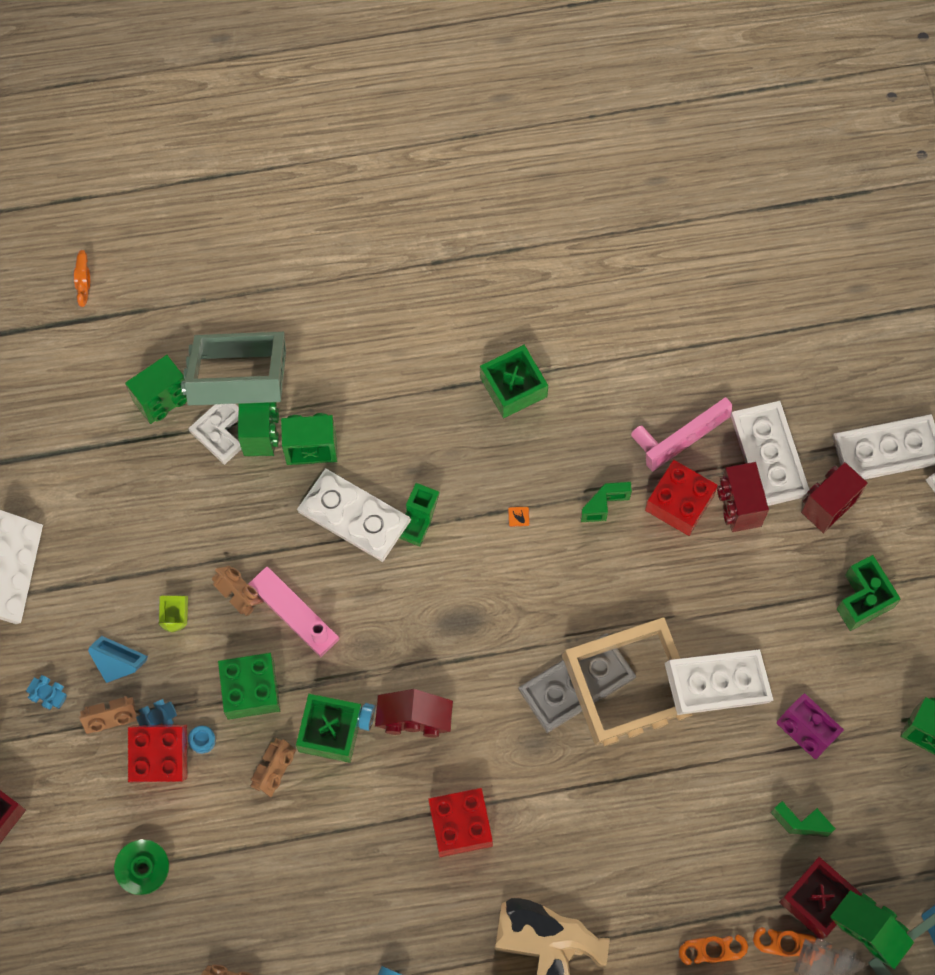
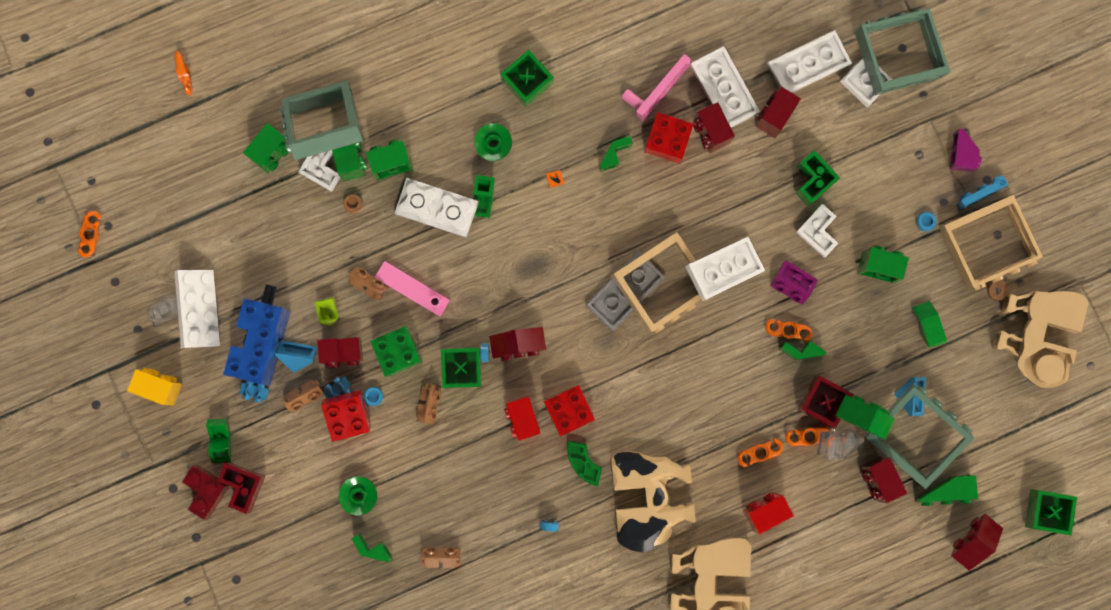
camera: 20 degrees left, 15 degrees up
(84, 606) = (265, 326): none -> blue piece
(146, 951) = (379, 552): none -> green slope
(170, 666) = (336, 351): none -> dark red brick
(247, 485) = (353, 203): none -> medium nougat tile
(394, 813) = (522, 418): none -> red brick
(449, 439) = (490, 133): none -> green dish
(460, 902) = (582, 464): none -> green tile
(776, 789) = (780, 330): none -> orange piece
(851, 666) = (813, 231): none -> white plate

